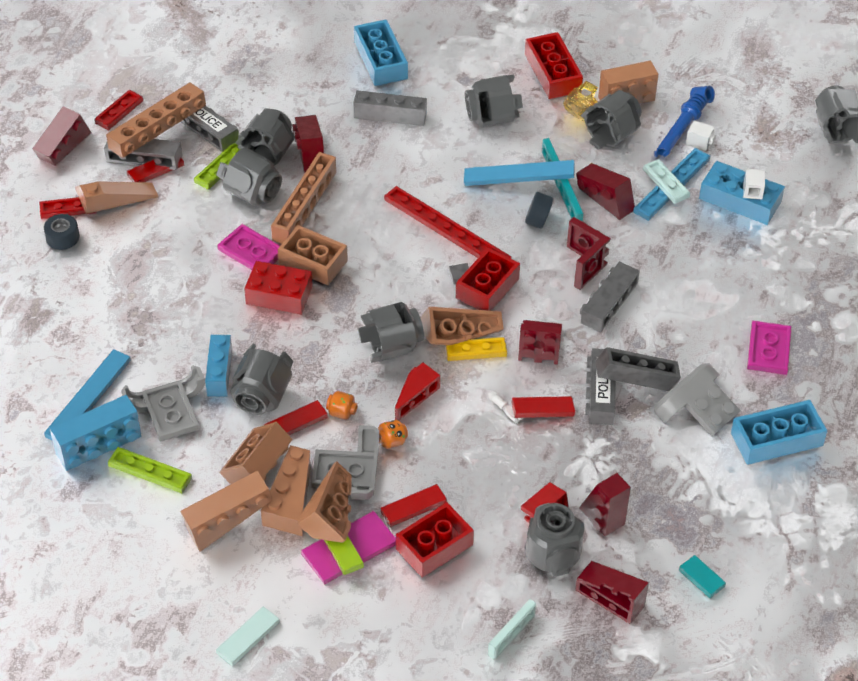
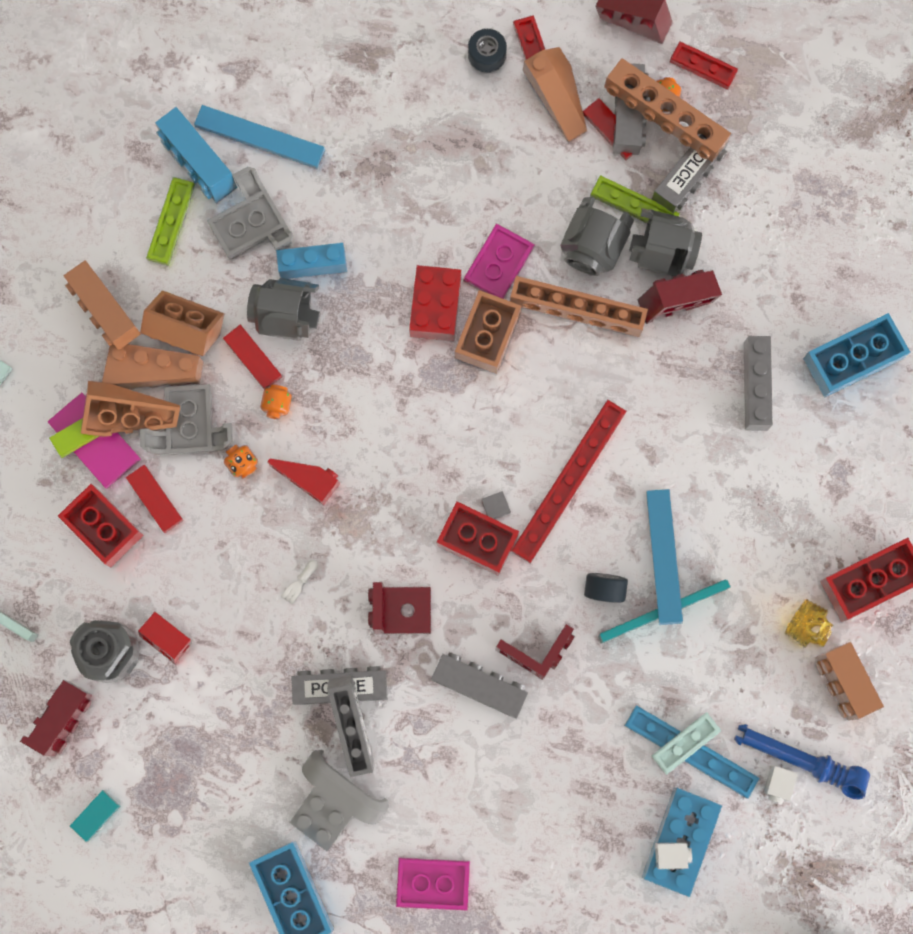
camera: 85 degrees right, 30 degrees up
(391, 331) = (373, 438): dark grey piece -> none
(456, 325) = (404, 510): nougat wedge -> none
(477, 349) = (382, 538): yellow tile -> none
(492, 101) = (780, 507): dark grey piece -> none
(543, 407) = (302, 623): red tile -> none
(607, 189) = (657, 666): dark red wedge -> none
(608, 504) = (159, 701): dark red wedge -> none
(612, 119) = (777, 666): dark grey piece -> none

